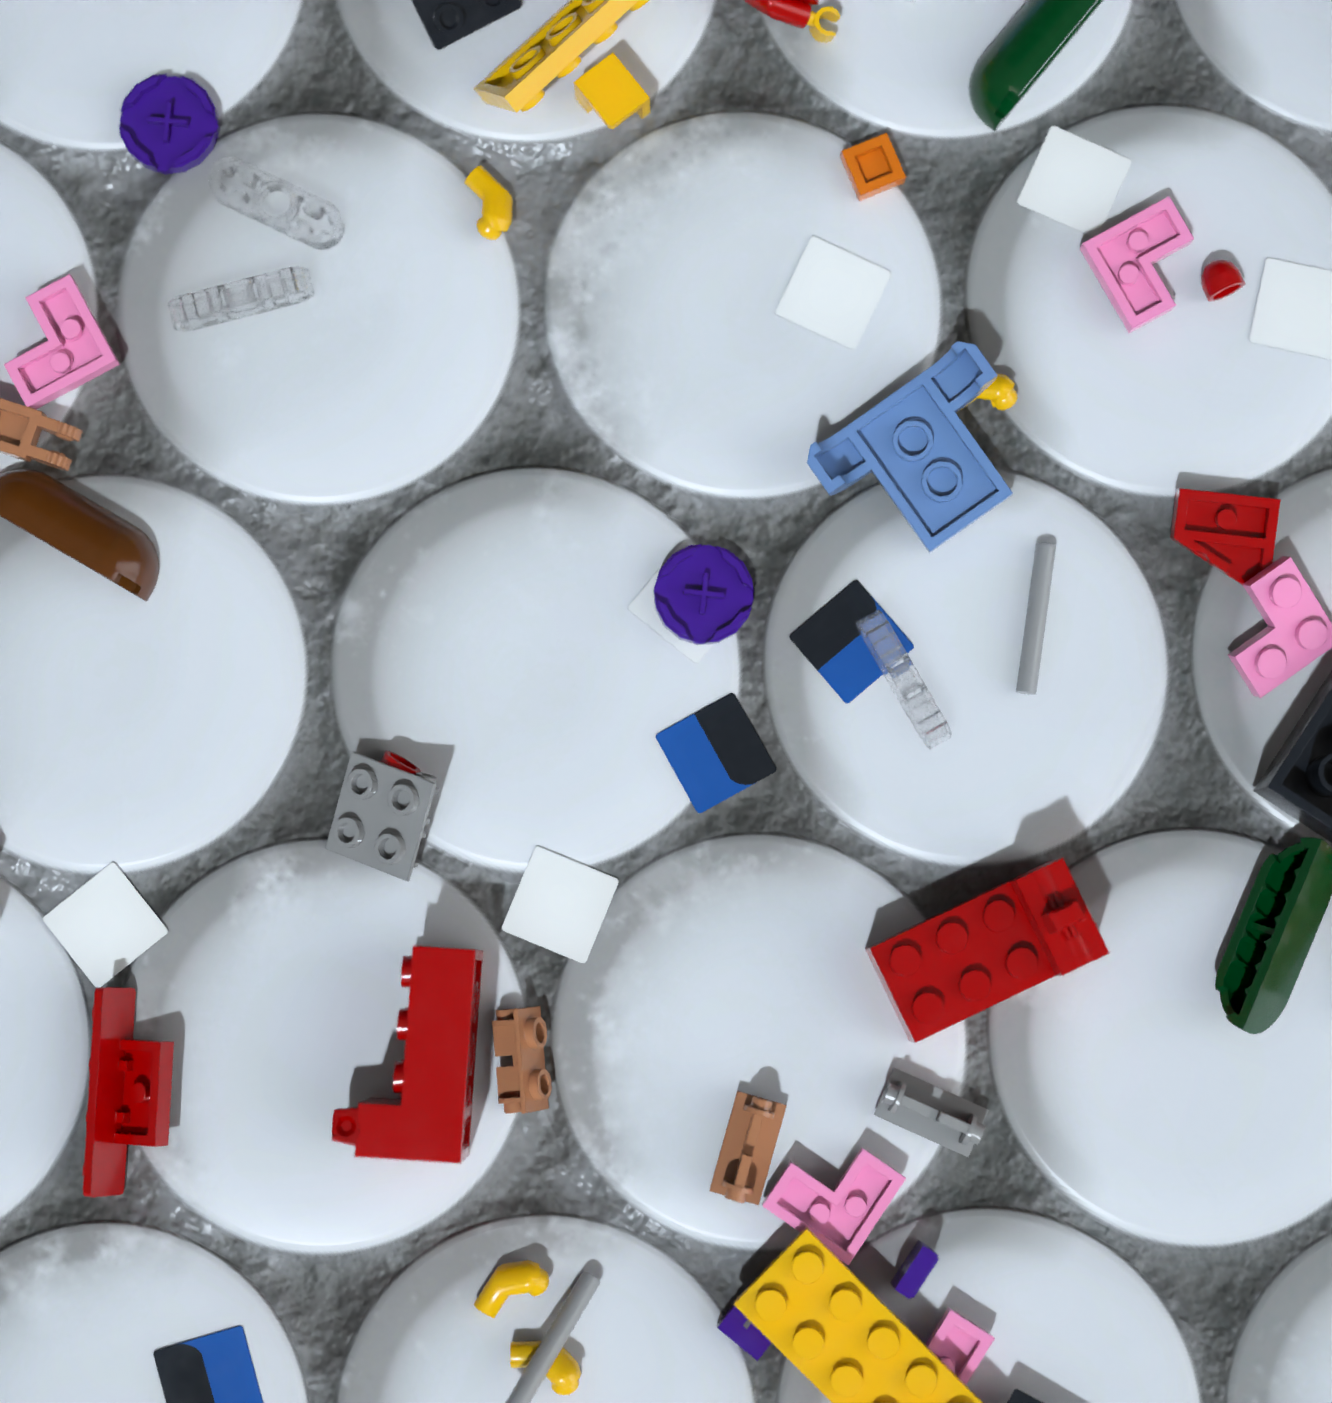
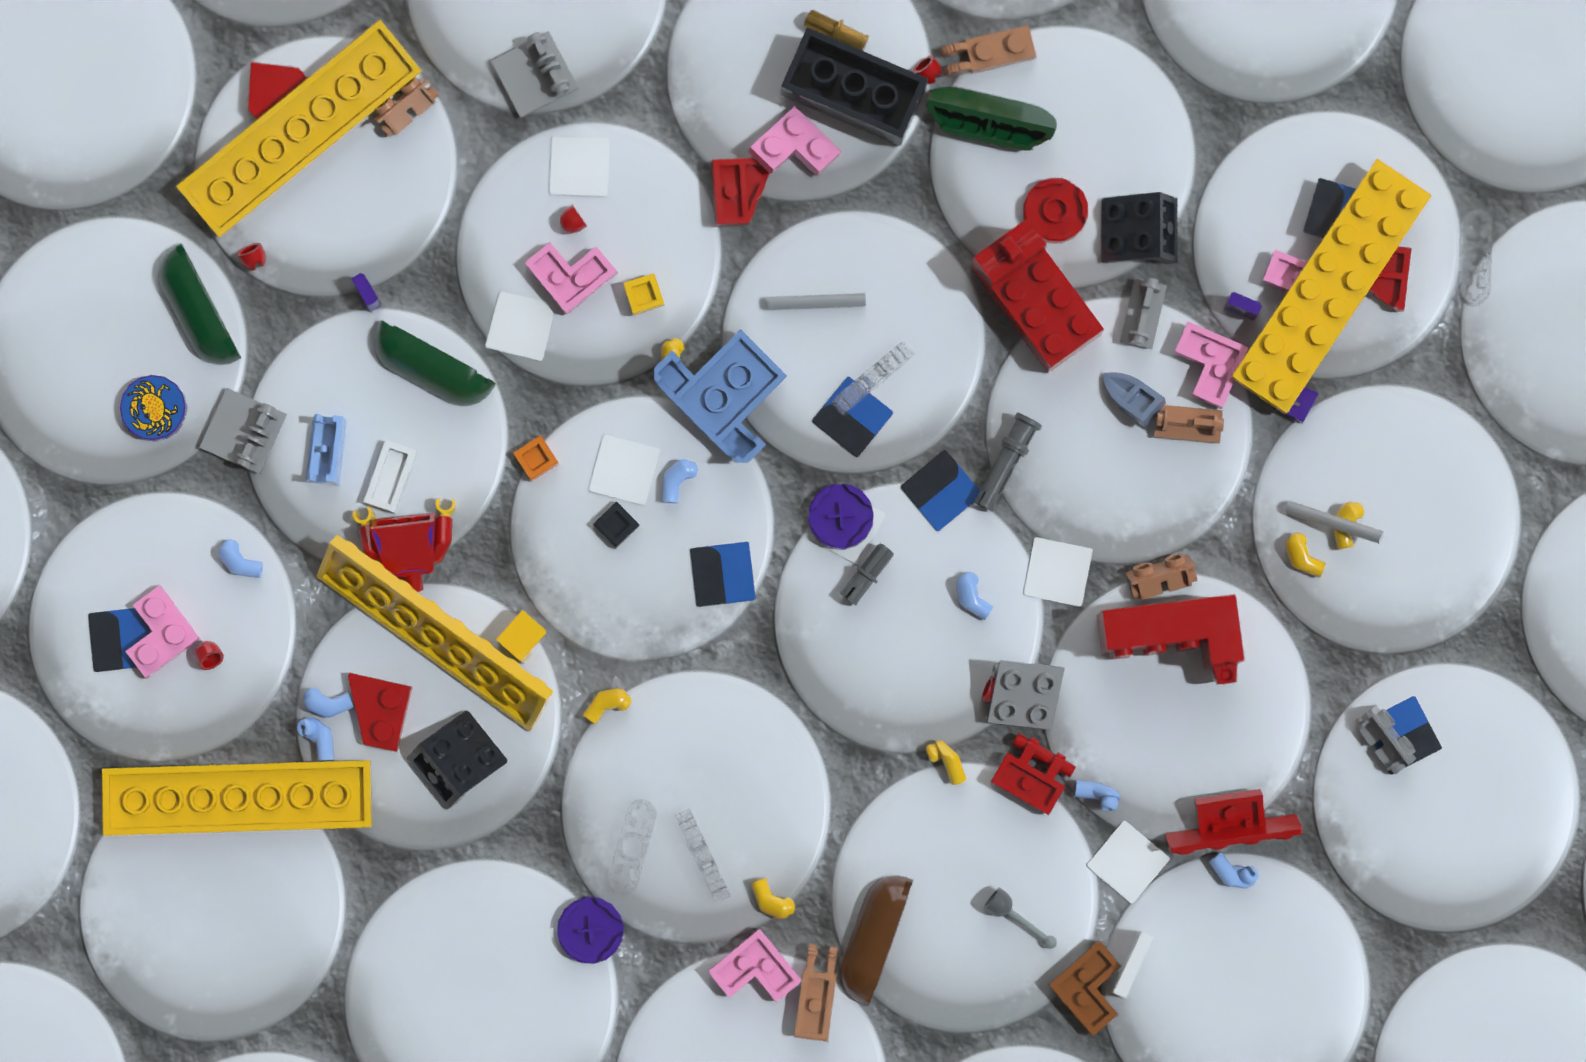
camera: 100 degrees left, 0 degrees up
(49, 1079) = (1233, 875): none -> light blue arm
(77, 720) = (1001, 904): none -> hinge
(152, 383) = (772, 904): none -> yellow arm
(187, 1368) = (1381, 728): none -> light grey hinge
(217, 900) = (1094, 790): none -> light blue arm
(250, 795) = (1028, 783): none -> red plate
(309, 686) = (950, 758): none -> yellow arm
(547, 761) = (968, 595): none -> light blue arm
(609, 615) = (867, 573): none -> dark grey axle
(651, 407) = (722, 574): none -> sticker
(753, 265) = (616, 524): none -> black tile
(757, 871) = (1013, 449): none -> dark grey pin
(804, 1071) = (1133, 396): none -> sand blue plate
(808, 361) = (674, 477): none -> light blue arm
(1064, 1133) = (1139, 228): none -> black bracket
(1090, 364) = (644, 294): none -> yellow plate
(1114, 1008) = (1056, 209): none -> red tile

